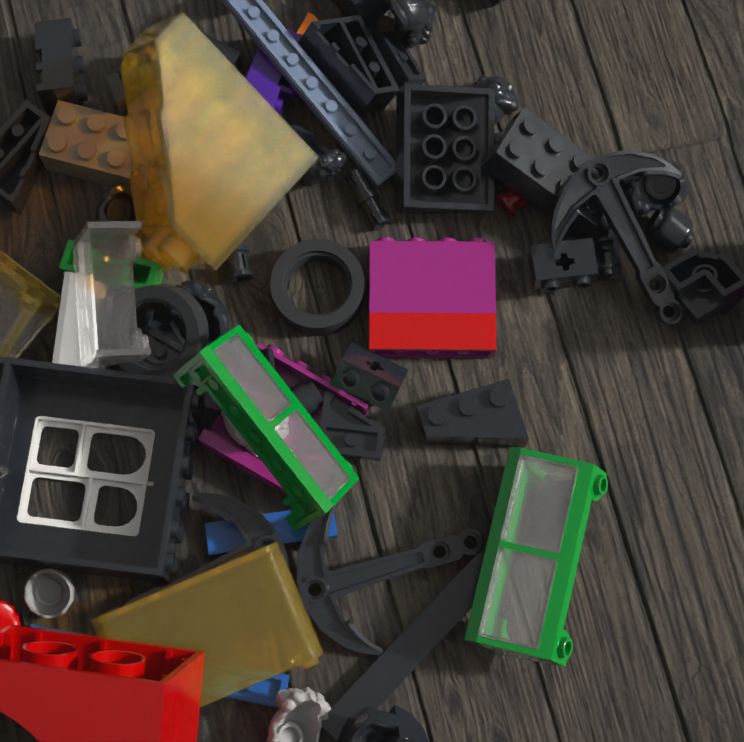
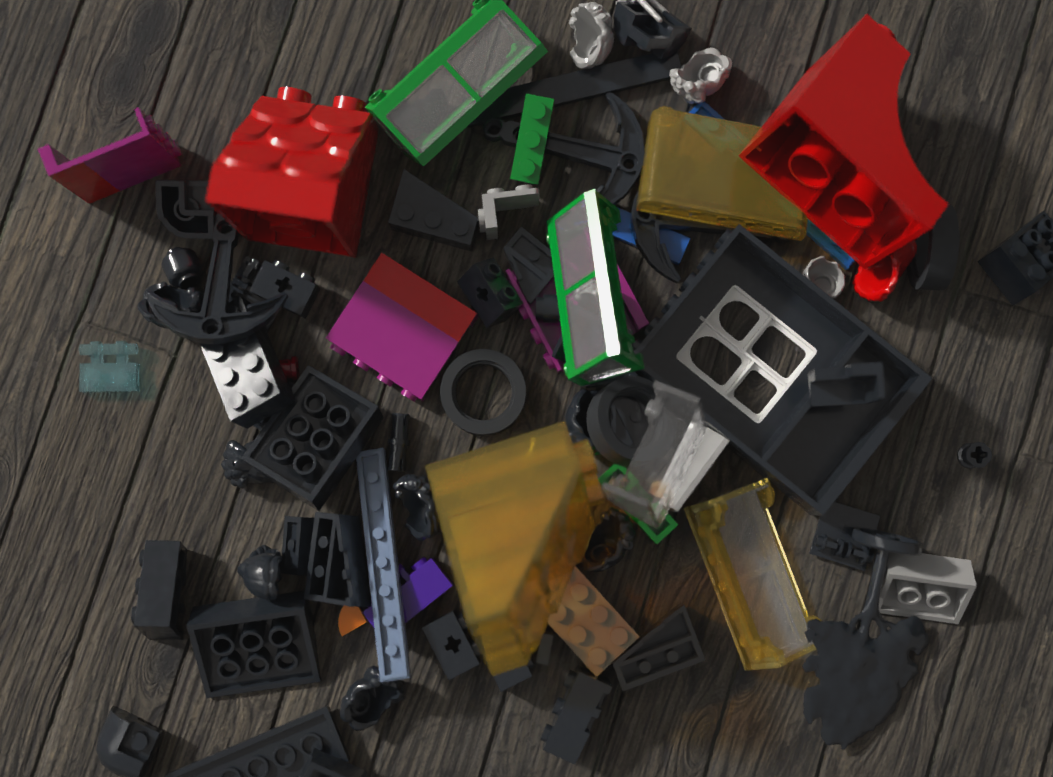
camera: 145 degrees left, 10 degrees up
(416, 444) = (501, 200): none -> light grey bracket
(425, 549) = (532, 138): none -> green arch
(432, 699) = (592, 35): none -> light grey hair
(621, 356) = (298, 173): none -> red slope
(667, 100) = (109, 376): none -> clear light blue plate

